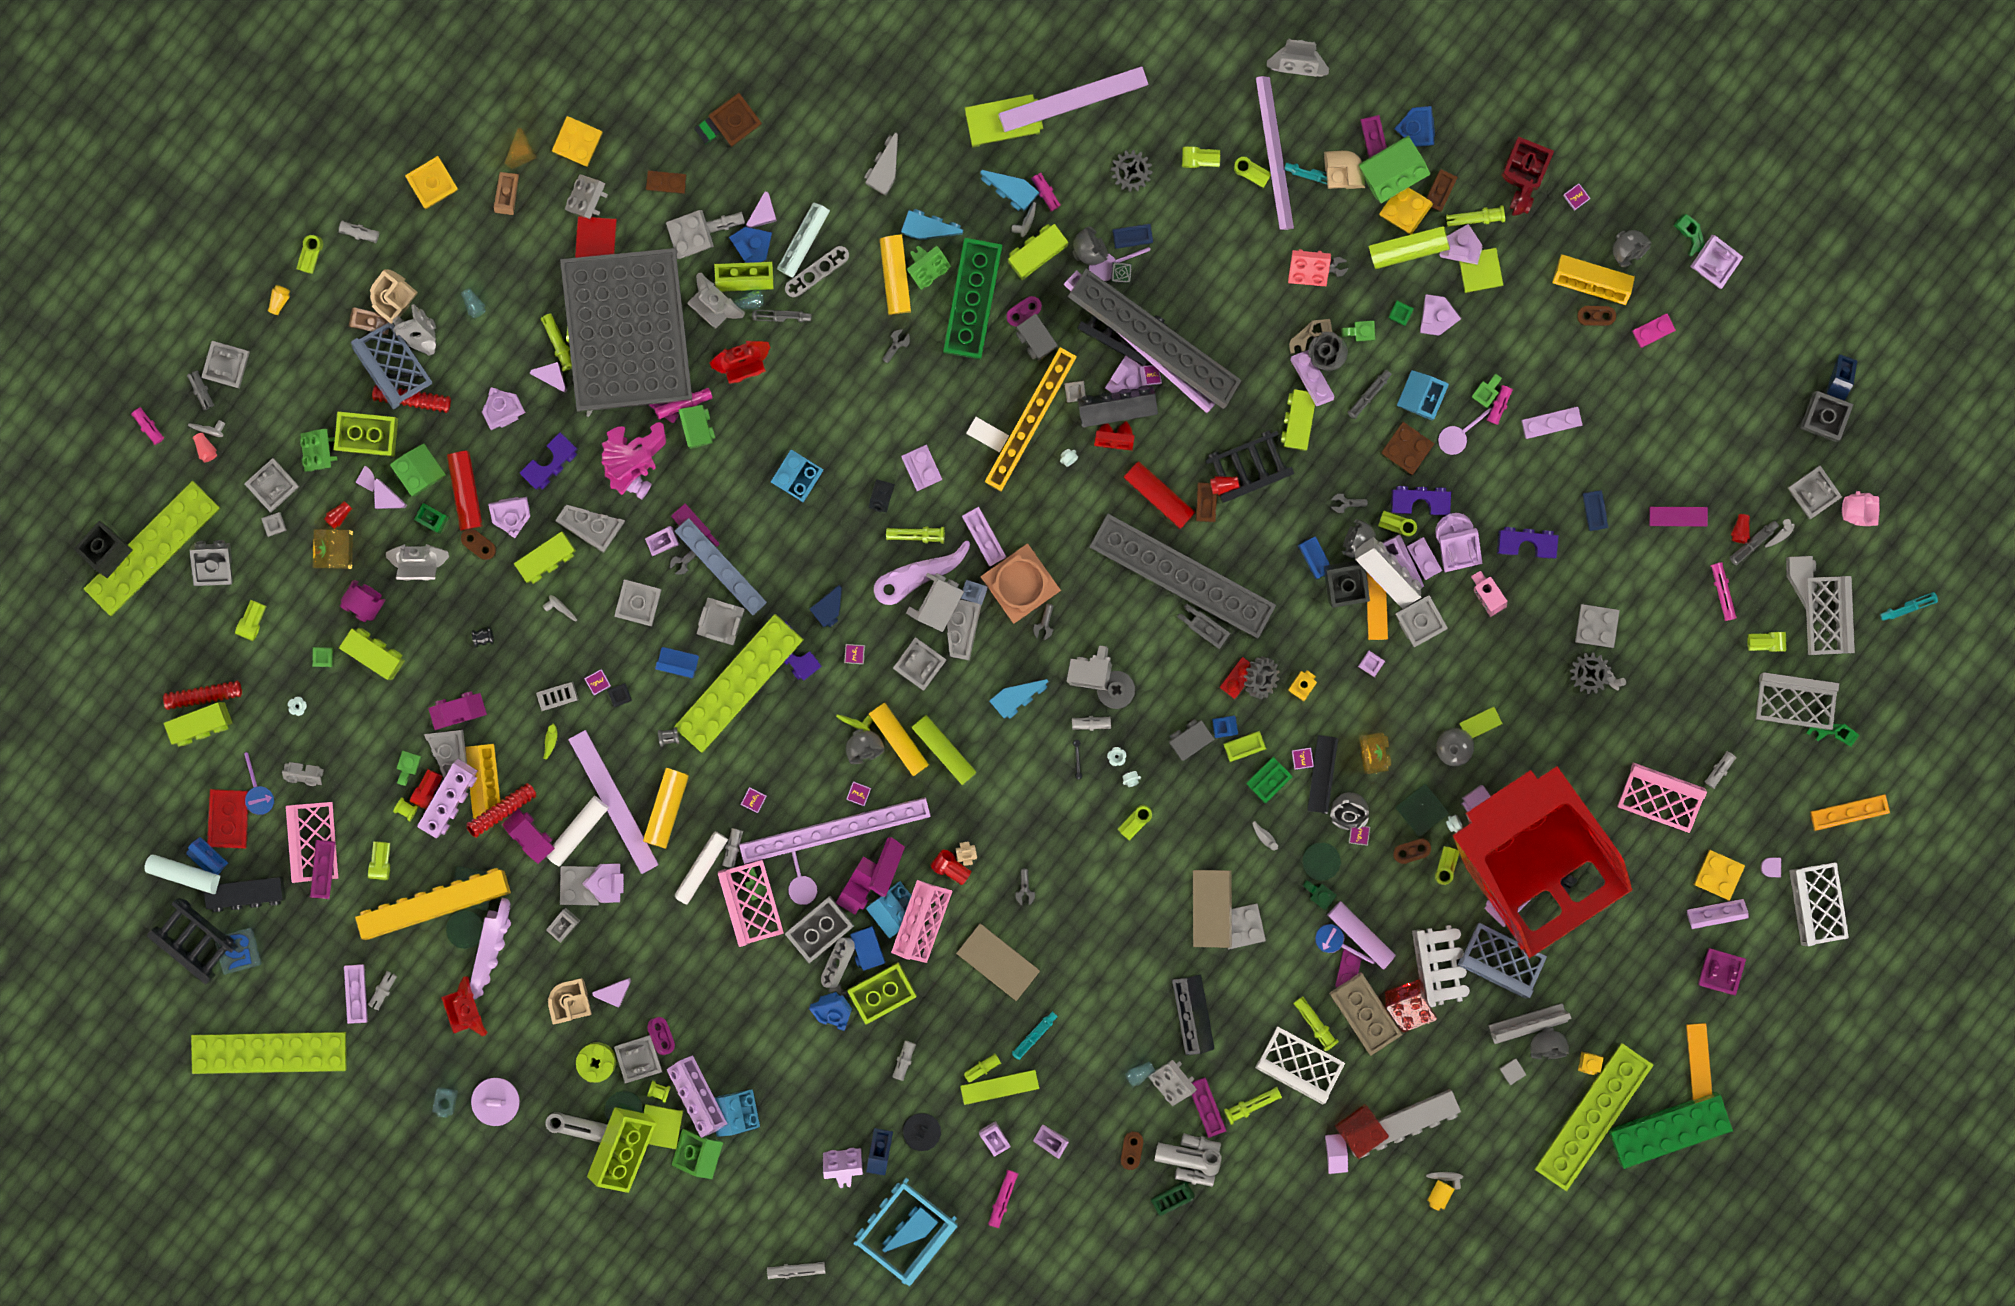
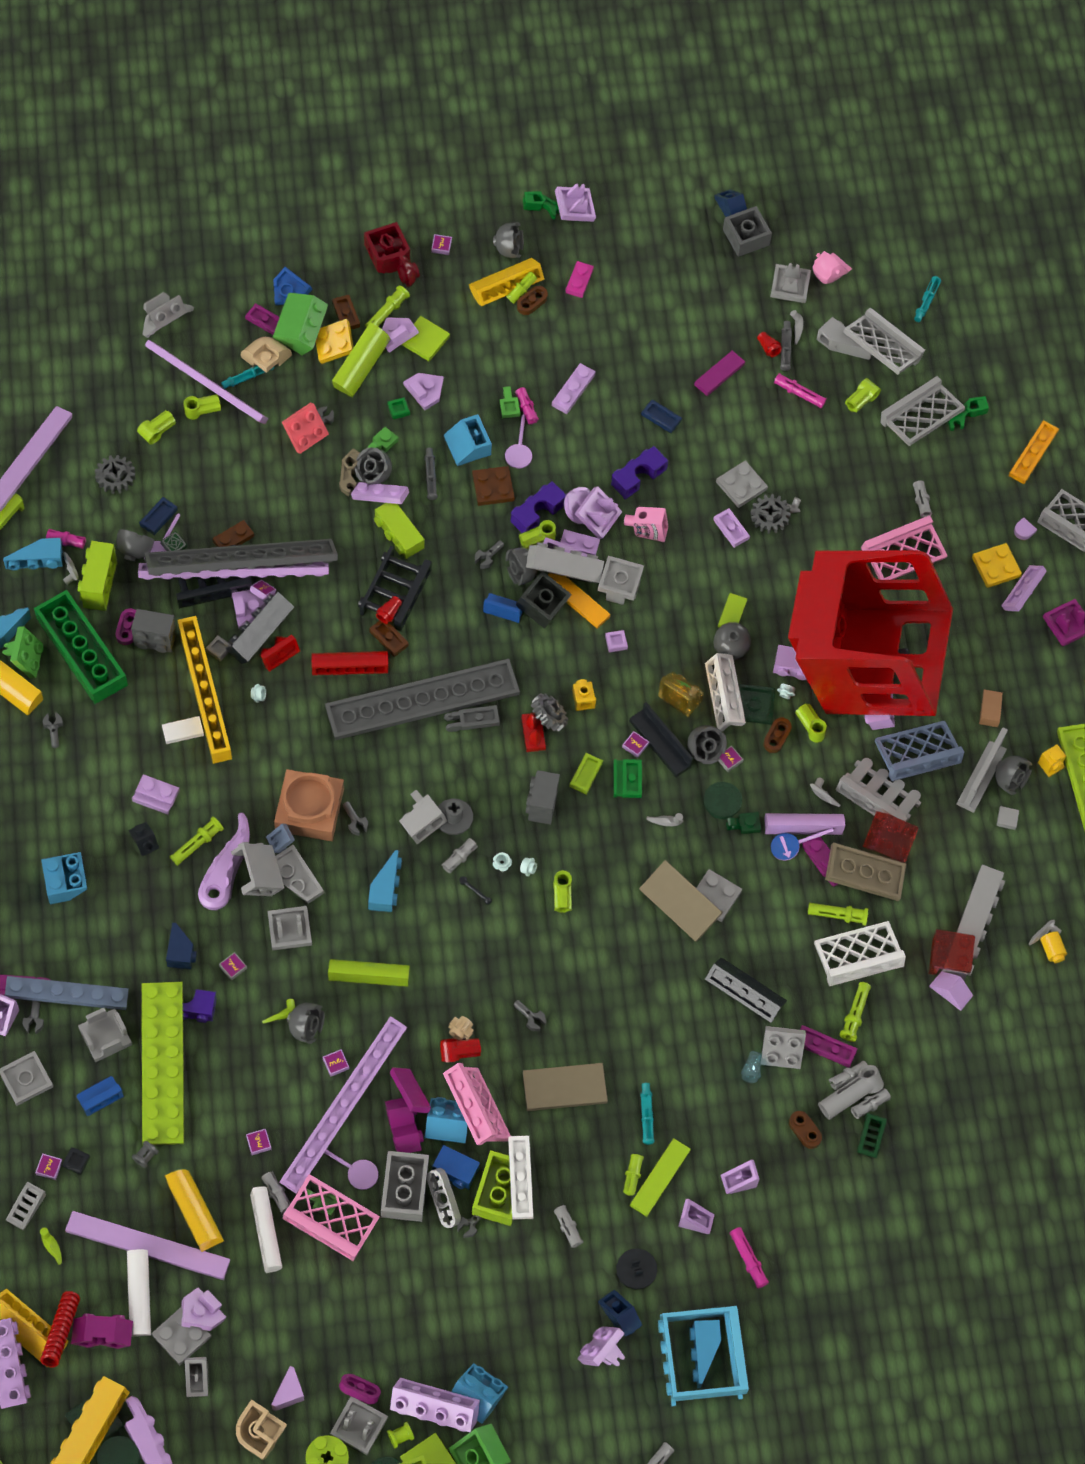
camera: 50 degrees left, 25 degrees down
(832, 1010) = (476, 1238): blue plate -> none
(898, 1003) = (520, 1177): none -> white piece
(899, 739) = (327, 996): yellow brick -> none
(984, 536) = (249, 798): lavender plate -> none
(1171, 307) = (235, 535): none -> reddish brown plate
(1225, 726) = (559, 768): blue slope -> none
(1398, 927) = (822, 794): none -> light grey bar
(1409, 782) = (727, 689): none -> white fence
(1550, 655) = (731, 528): none -> lavender plate
(1592, 979) = (990, 708): none -> medium nougat slope
(1597, 298) = (521, 287): none -> lime axle

